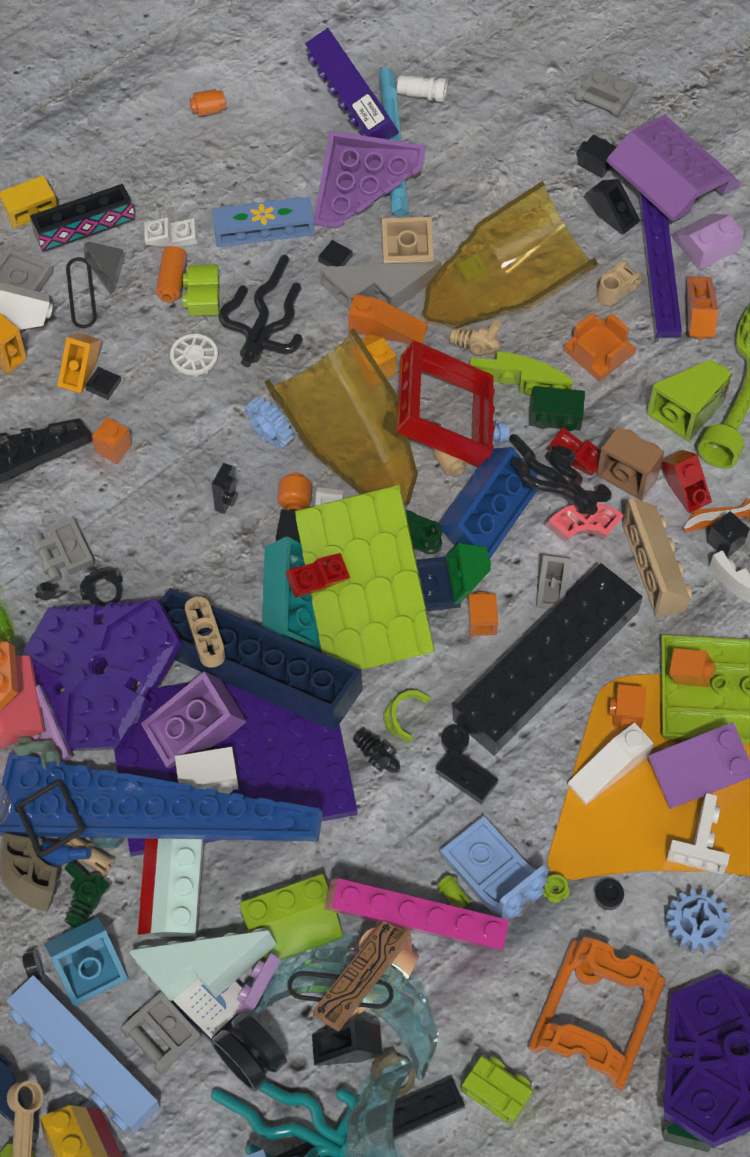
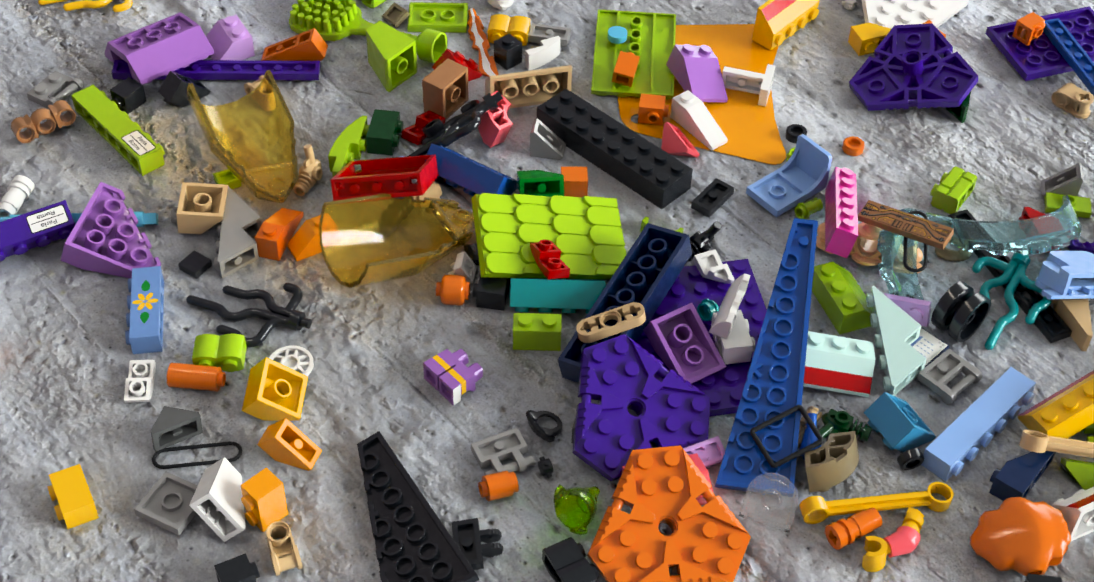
camera: 90 degrees left, 15 degrees down
(20, 546) = (498, 485): none -> orange brick
(28, 746) = (713, 448): sand green arm -> none
(82, 217) = (112, 444): black brick -> none
(103, 383) = (315, 430): black tile -> none
(111, 440) = (387, 416): orange brick -> none
(144, 341) = (274, 392): none -> yellow slope
(168, 497) = (450, 375): none -> medium lavender hips
(211, 754) = (728, 310): none -> white slope
(224, 489) = (452, 328): black plate -> none
(229, 576) = (537, 331): none -> lime brick
(253, 751) = (706, 309): none -> teal plate
(269, 422) = (385, 297): light blue gear -> none
(328, 763) = (712, 268): none -> white slope
(352, 1044) = (939, 268): black slope -> none
(455, 737) = (680, 206): black tile -> none
(537, 156) = (118, 129): none -> lime brick
(542, 88) = (33, 122): none -> medium nougat piece
(572, 740) = (676, 143): none -> coral slope
(572, 1039) = (916, 144): orange piece -> none
(600, 345) = (325, 107): orange panel -> none
(687, 919) = (813, 89): light blue gear -> none

